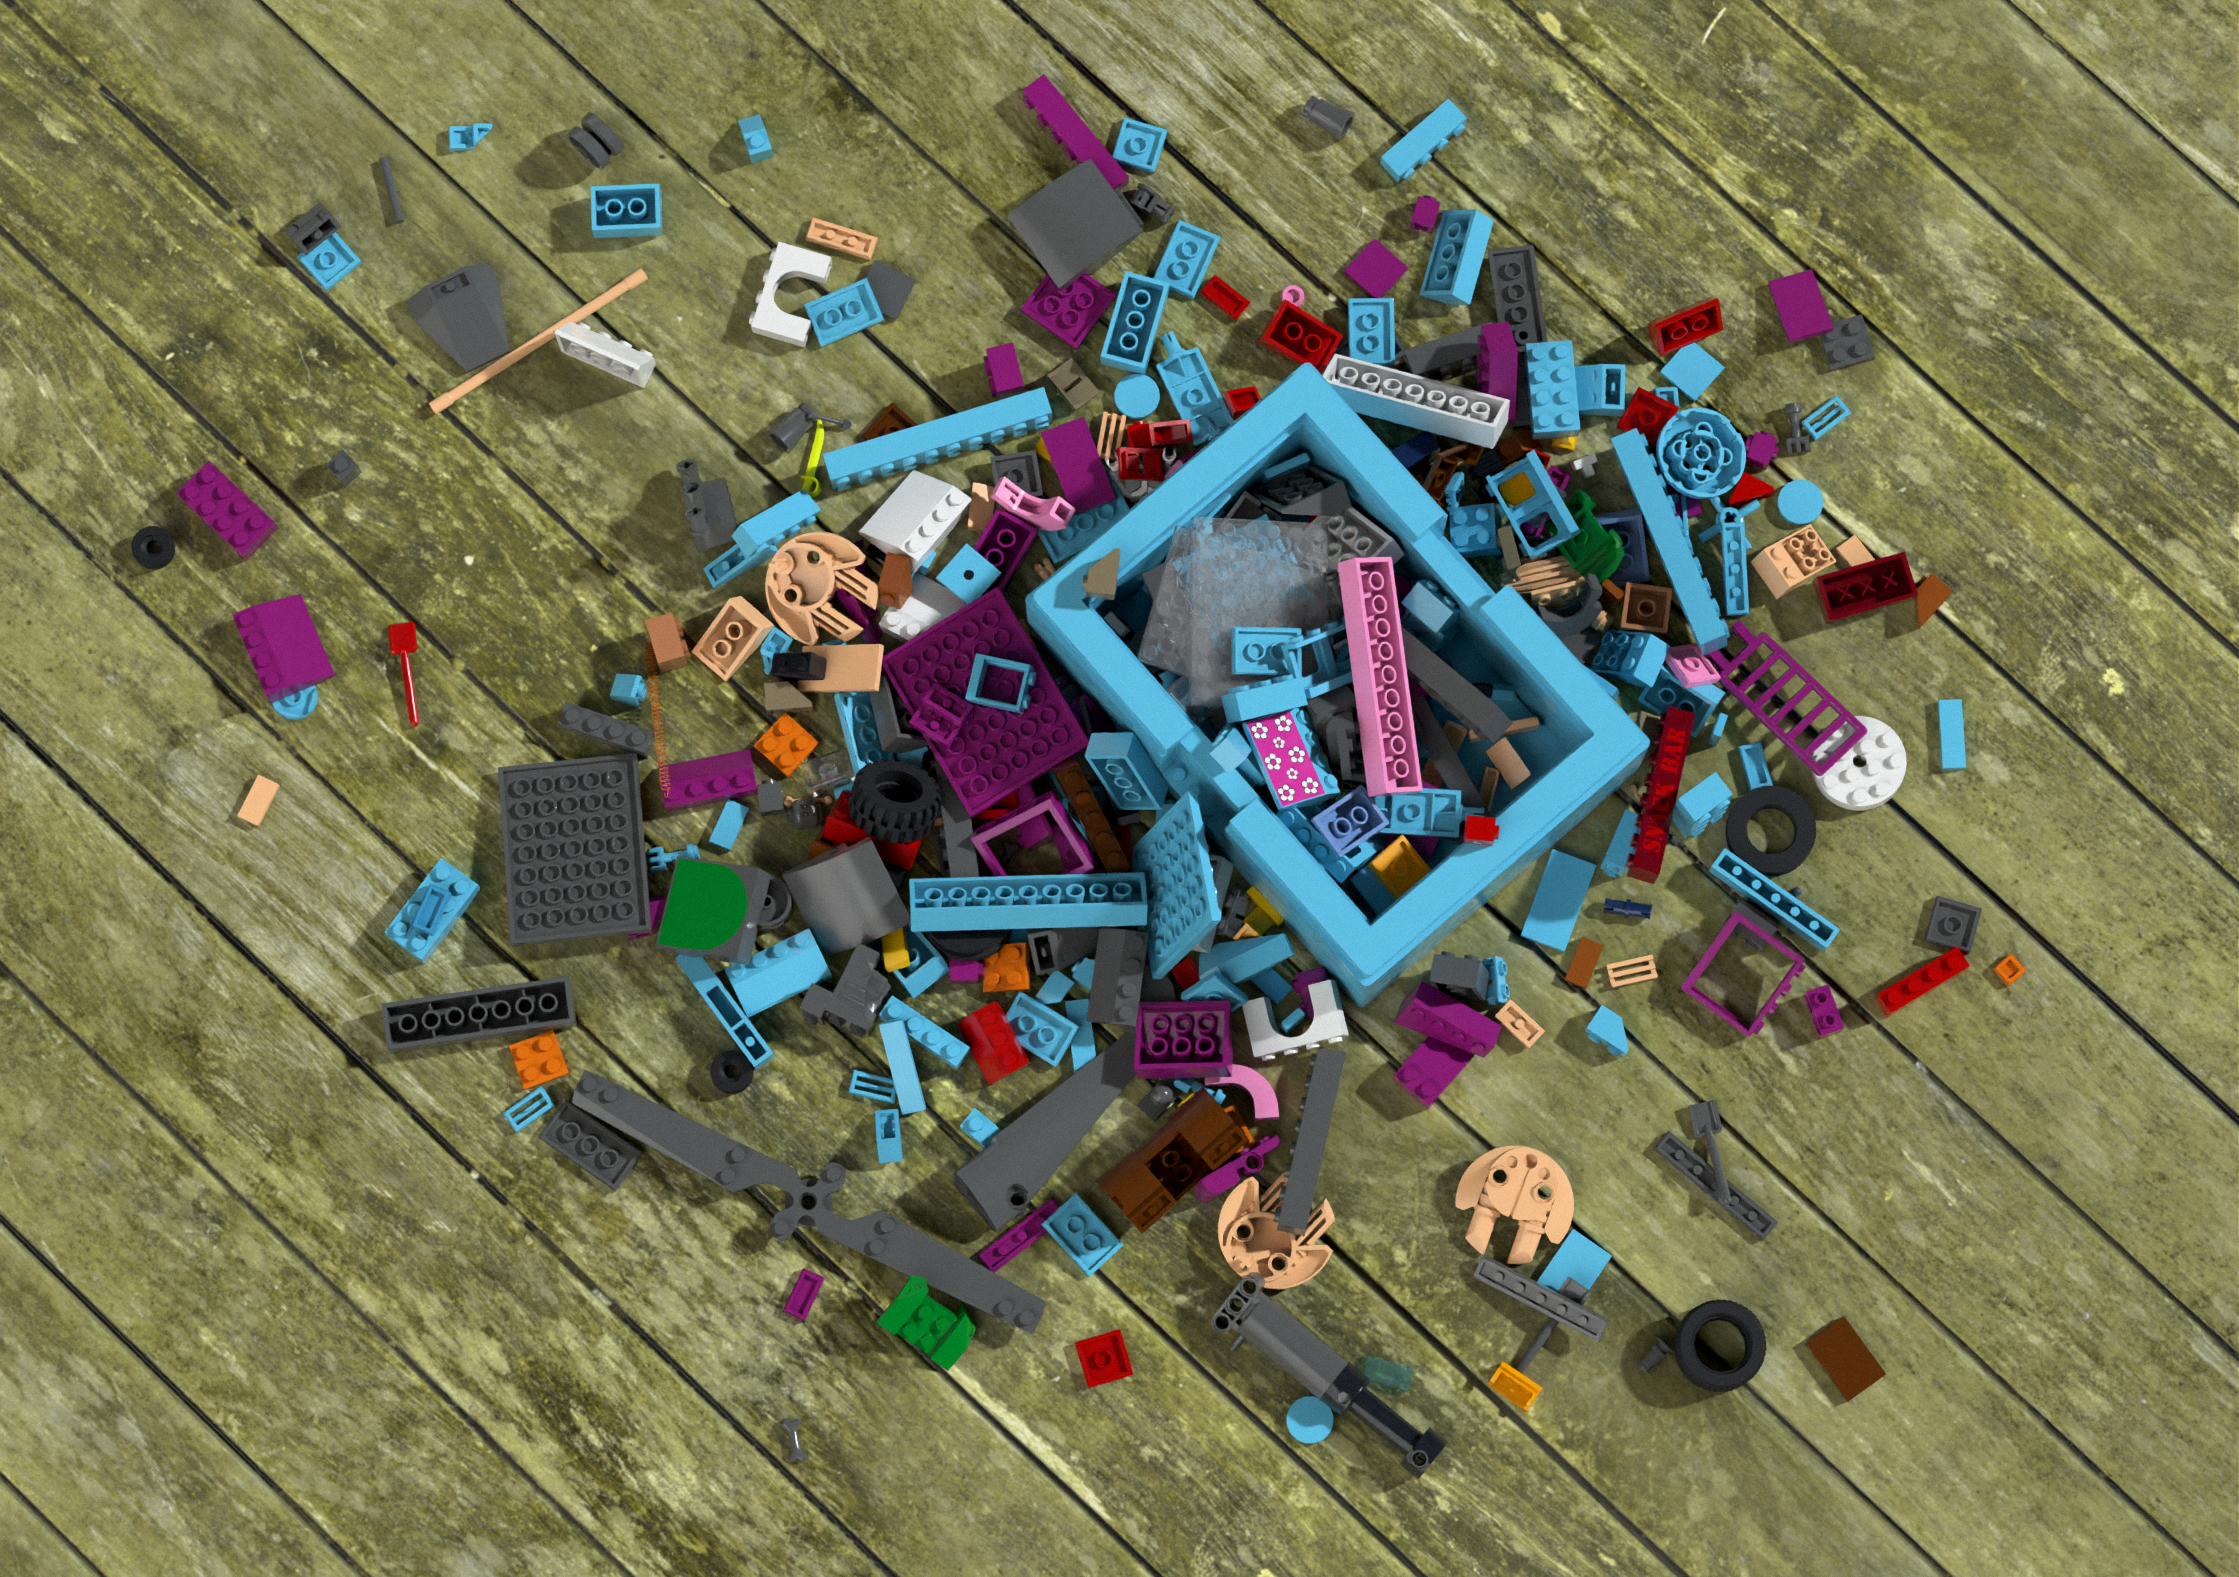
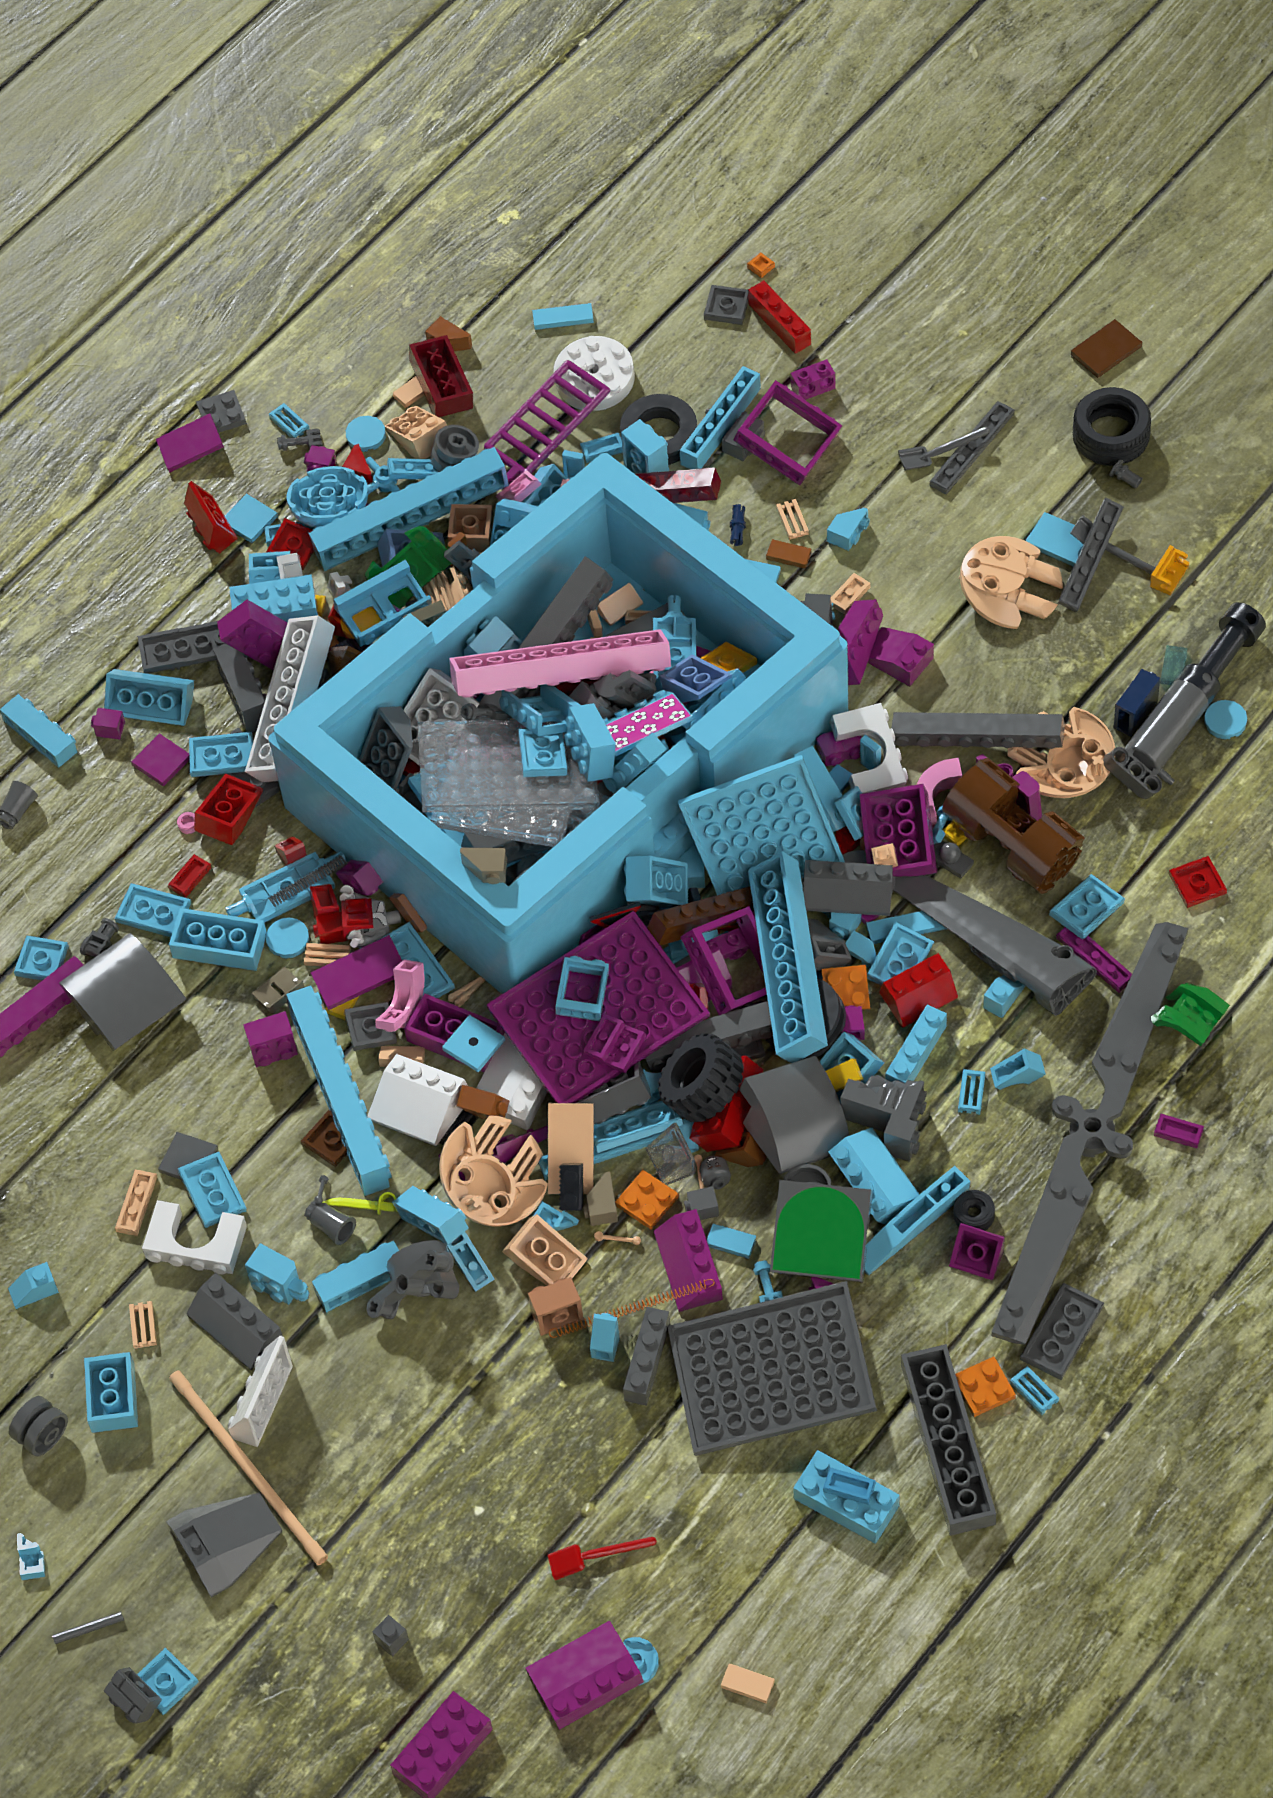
camera: 90 degrees left, 20 degrees down
(683, 1069) = (977, 1251): none -> magenta slope
(694, 332) = (232, 1320): none -> dark grey slope
(703, 235) = (141, 1307): none -> light nougat tile
(729, 455) = (355, 1277): none -> medium azure brick
(732, 371) = (275, 1276): none -> medium azure hinge
(751, 694) = (599, 1237): none -> light nougat hinge
(902, 1066) = (951, 1061): medium azure tile -> none
(1069, 311) = (207, 1000): magenta plate -> none
(1150, 1020) = (885, 855): none -> light nougat tile
(1198, 422) = (281, 893): none -> dark grey piece
(1331, 1321) = (1136, 702): none -> dark blue brick
(1480, 830) = (700, 556): red brick -> none
(1596, 406) = (289, 566): none -> white panel
(1762, 601) = (452, 446): none -> dark grey wheel

